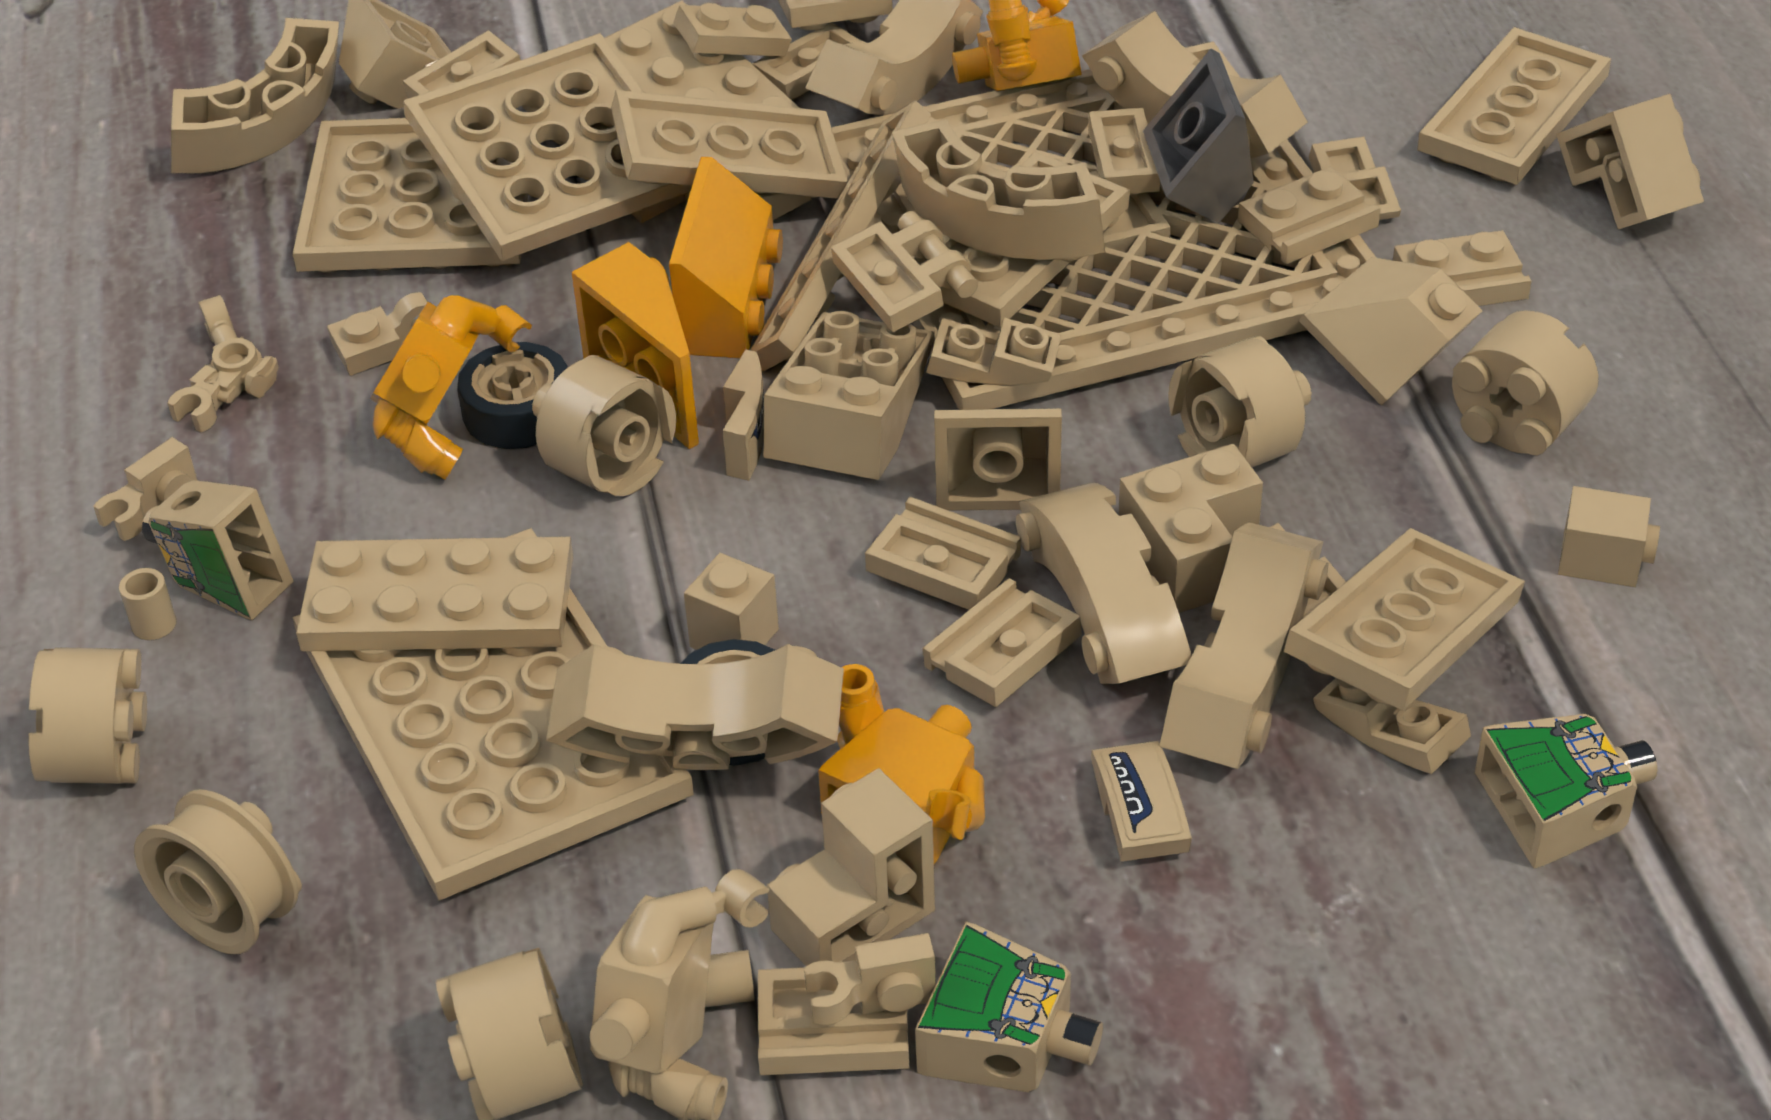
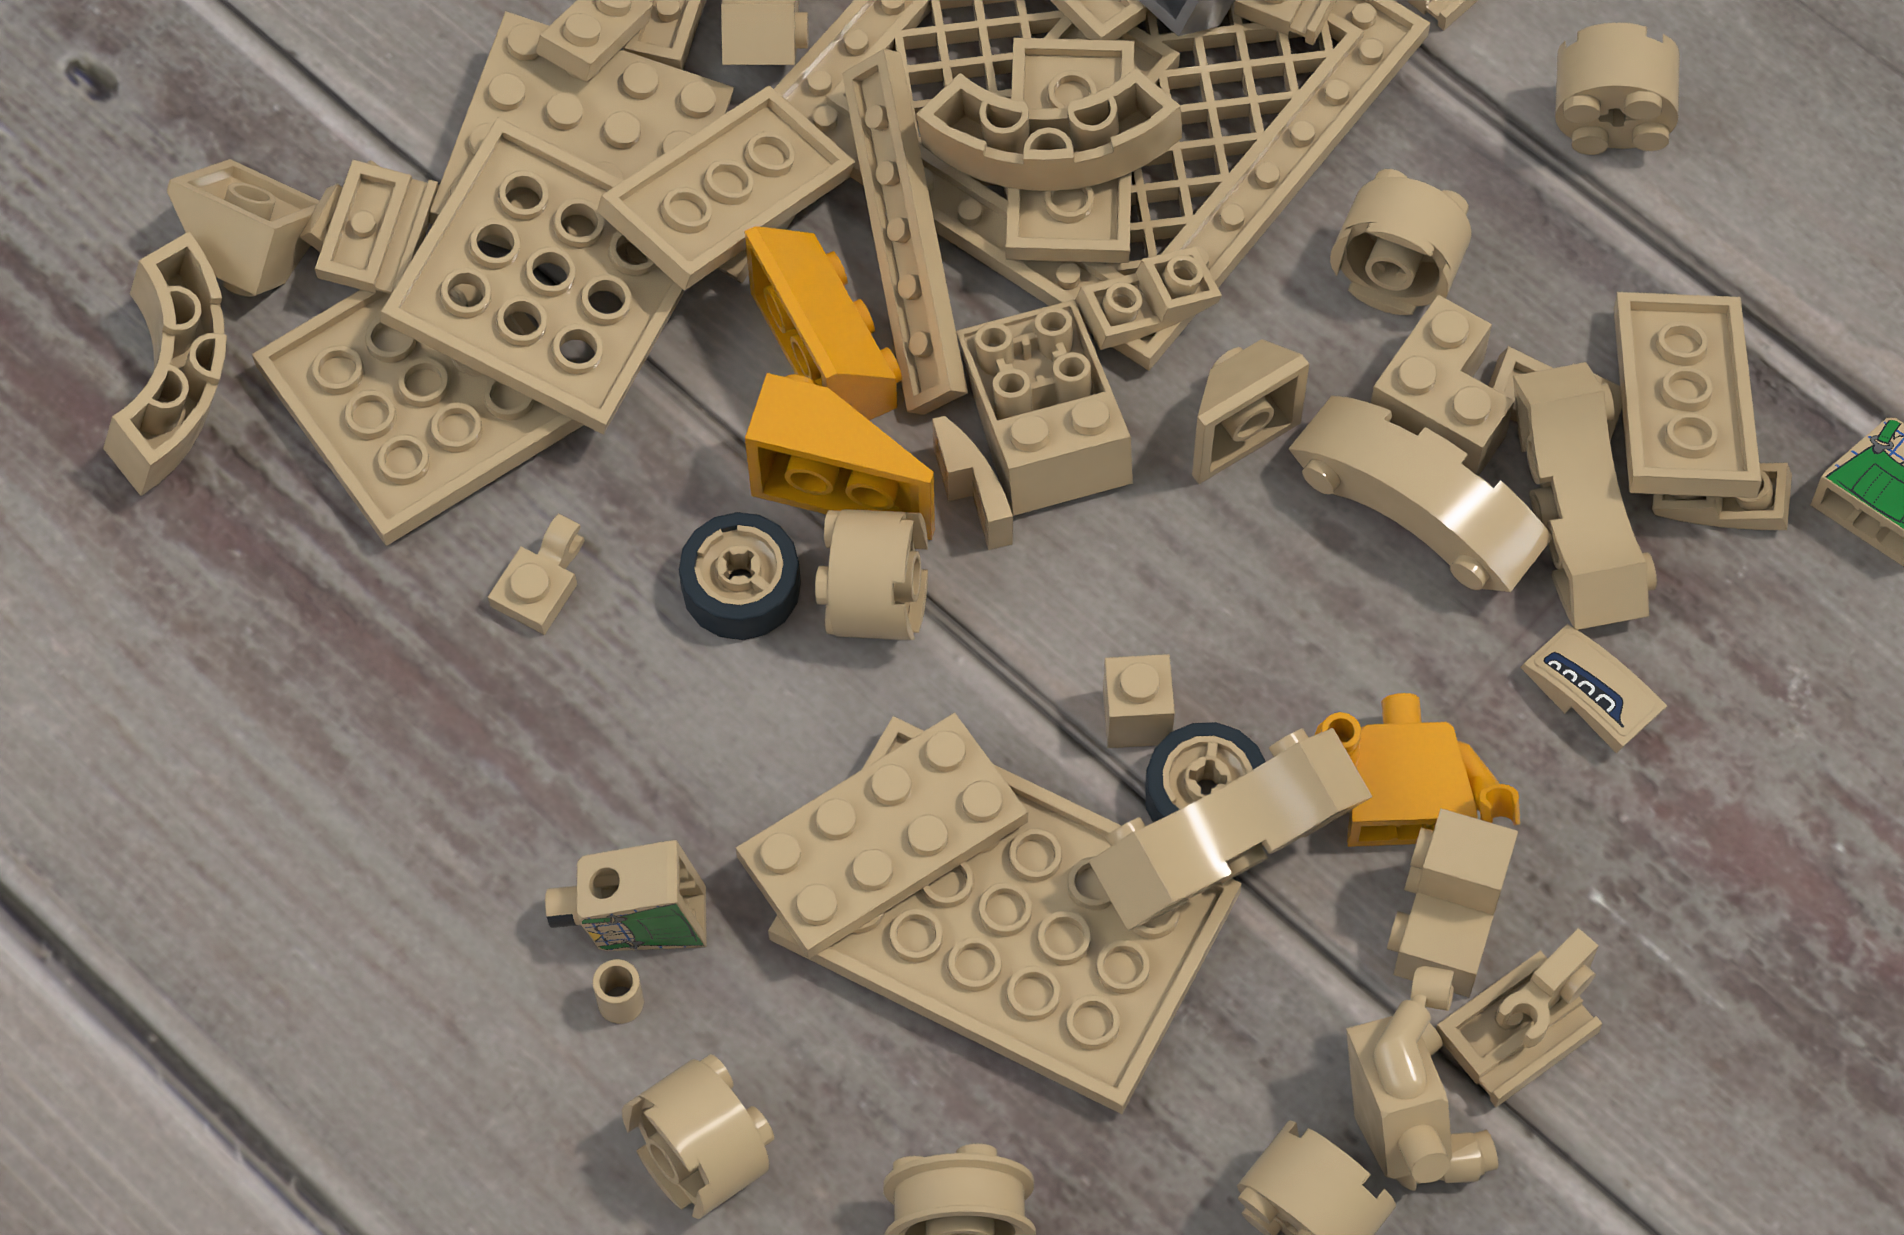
camera: 35 degrees left, 20 degrees up
(149, 485) = (507, 864): tan plate -> none
(233, 368) = (437, 692): tan piece -> none
(425, 371) = (678, 613): light orange torso -> none
(890, 278) = (1015, 272): tan plate -> none
(942, 553) = (1257, 535): tan plate -> none
(1000, 1016) = (1646, 947): torso -> none
(1002, 642) = (1374, 598): tan plate -> none
(1390, 322) = (1456, 71): tan slope -> none
(1607, 536) = (1771, 212): tan brick -> none

